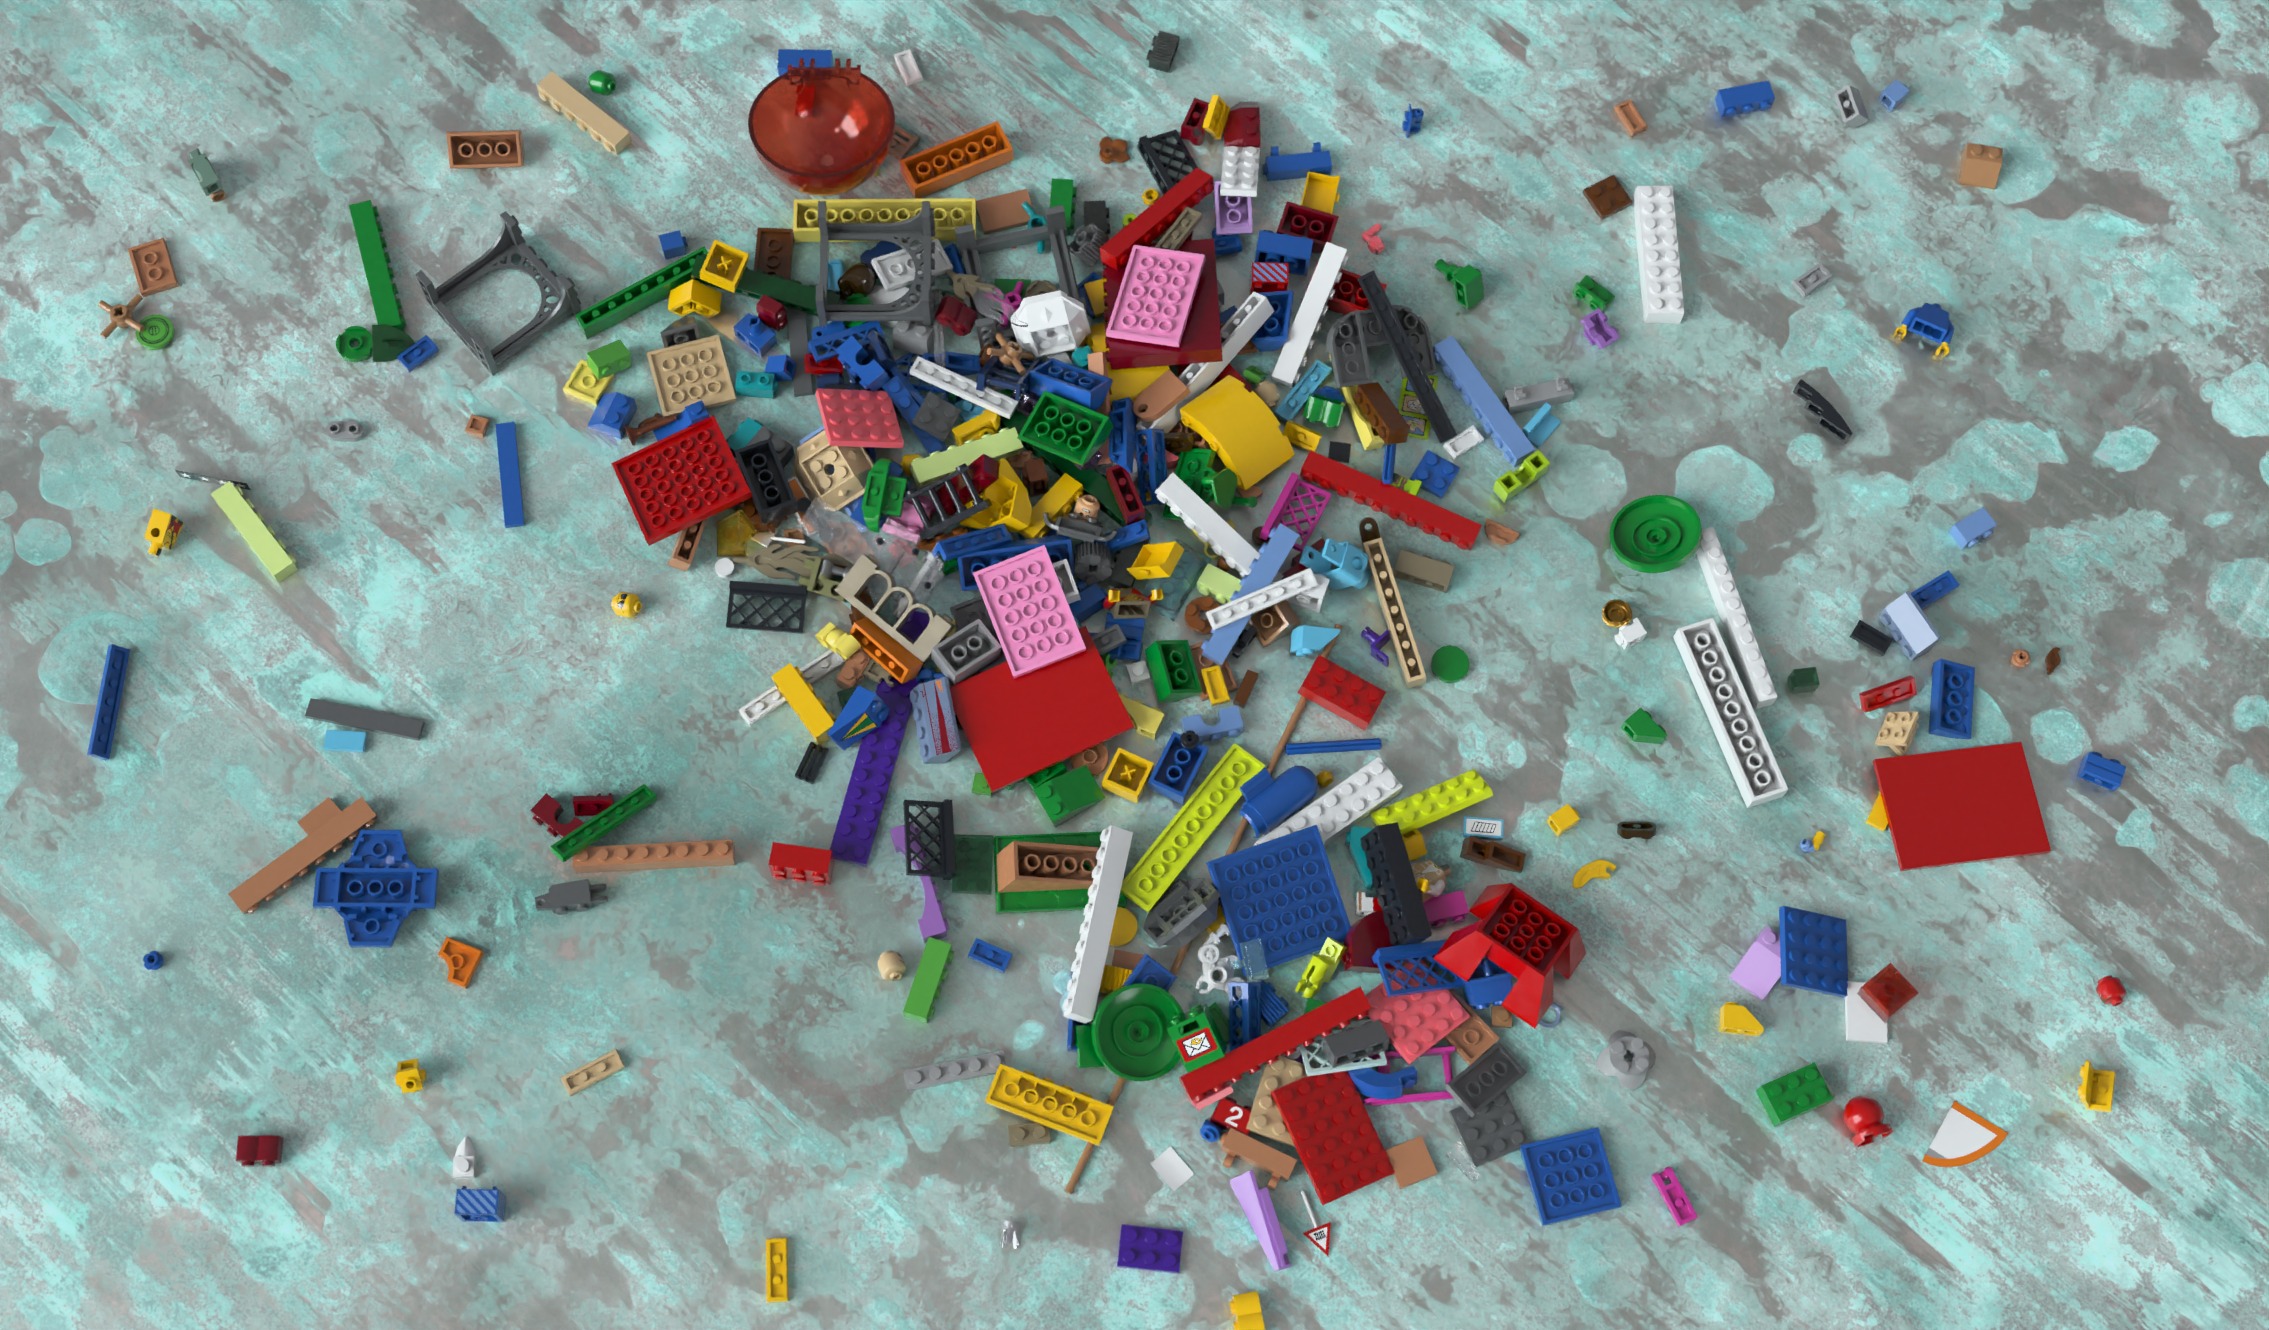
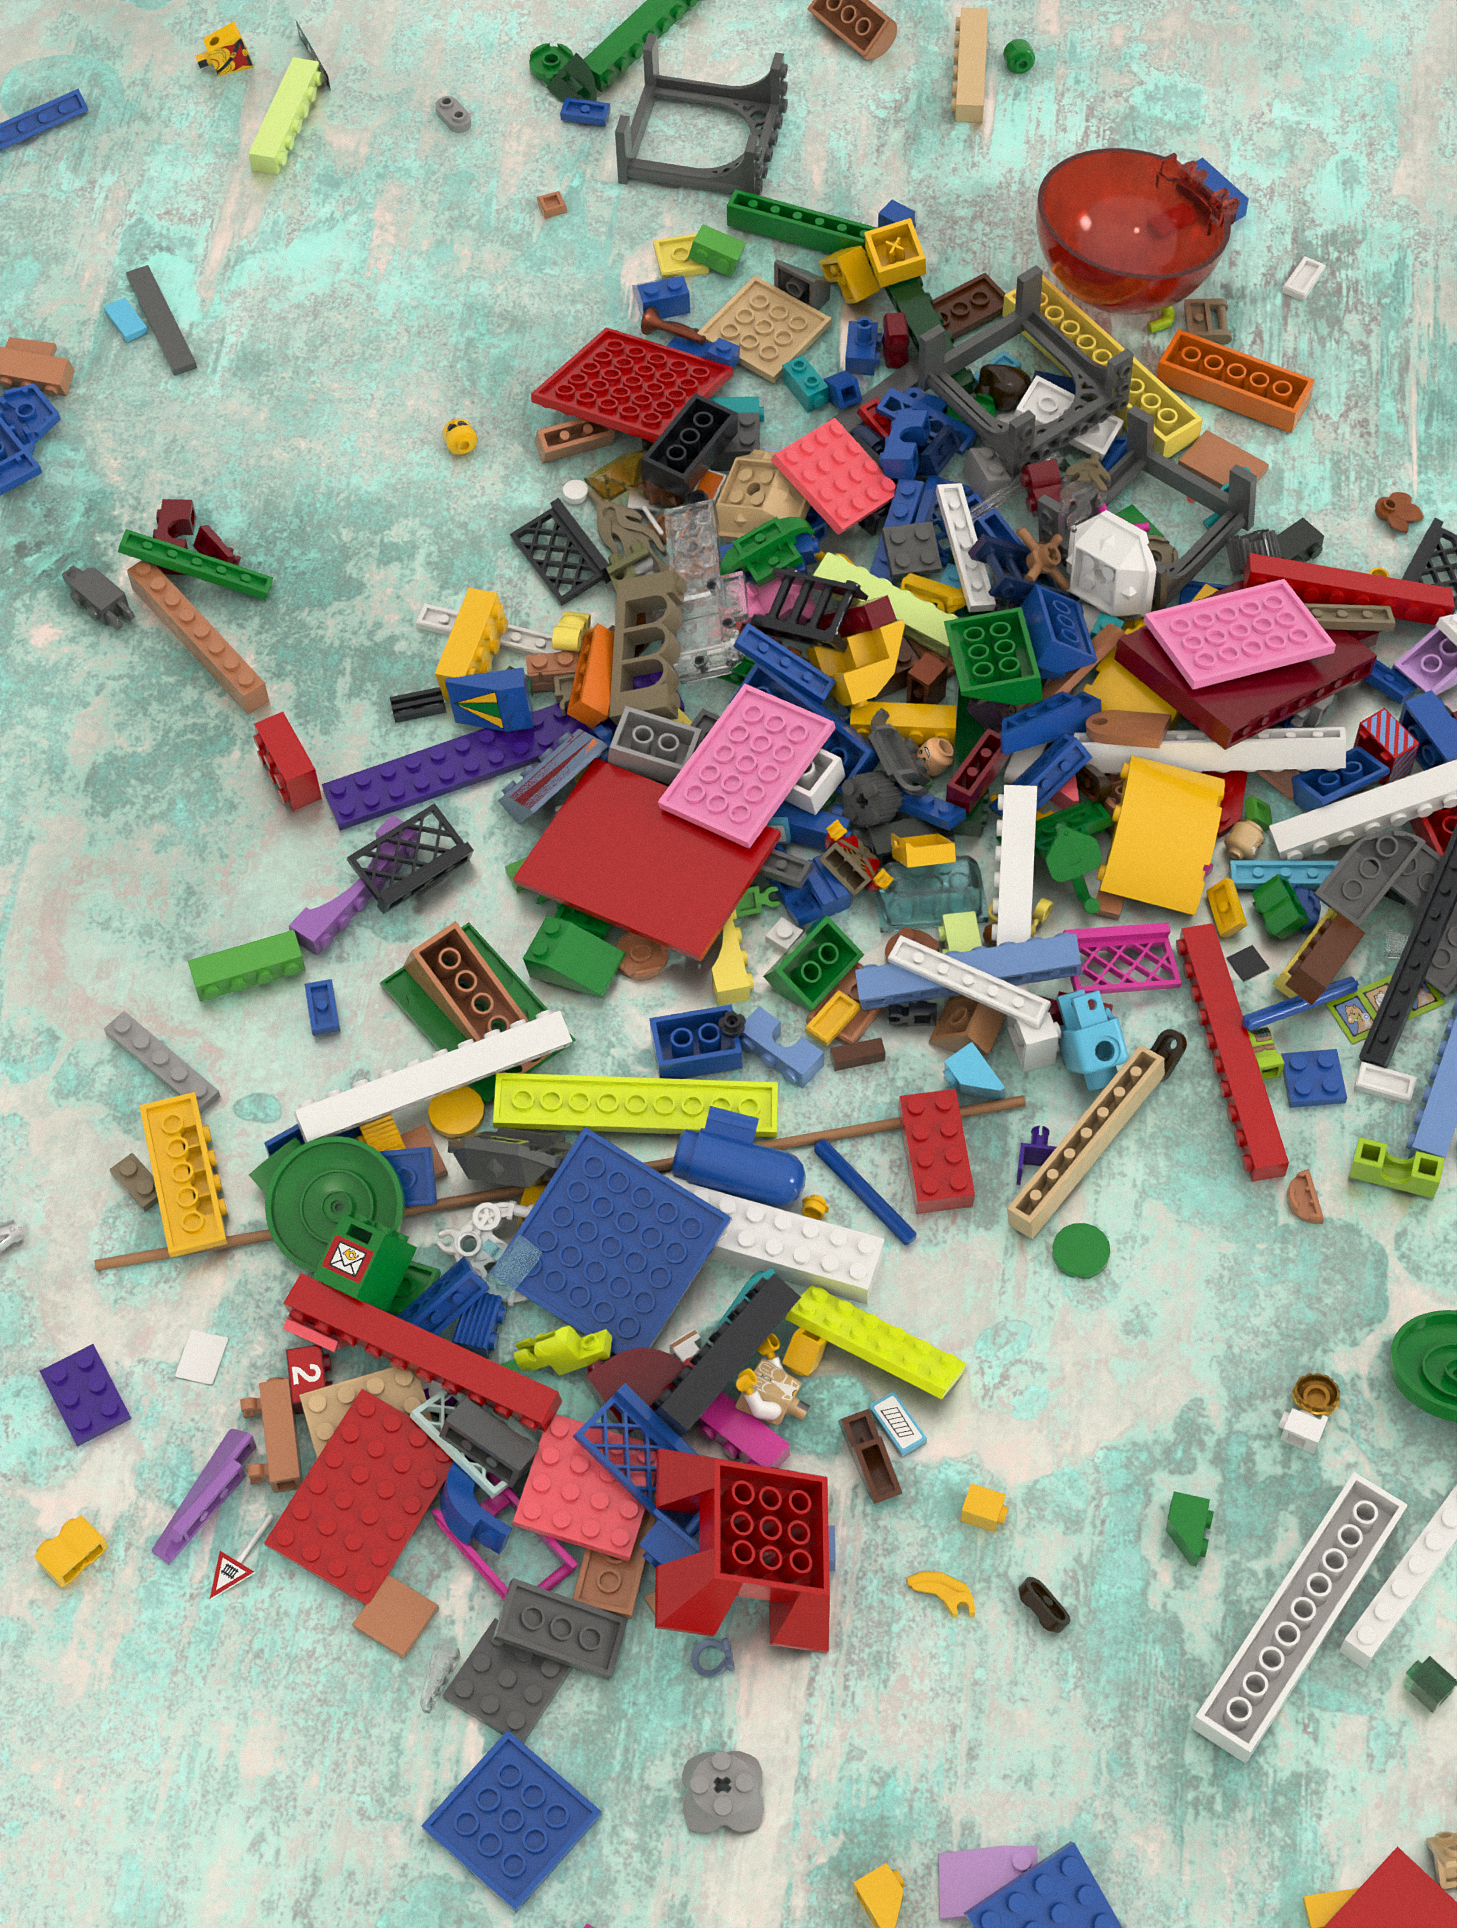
camera: 60 degrees right, 10 degrees down
(510, 475) = (521, 261): blue tile -> none
(891, 965) = (237, 921): tan head -> none
(973, 864) = (416, 920): clear green plate -> none
(1062, 194) = (1284, 503): green brick -> none
(1127, 775) = (642, 995): yellow brick -> none
(1210, 1131) = (275, 1365): blue plate -> none
(1423, 570) = (1174, 1142): dark tan brick -> none
(1812, 845) = (1210, 1846): arm -> none

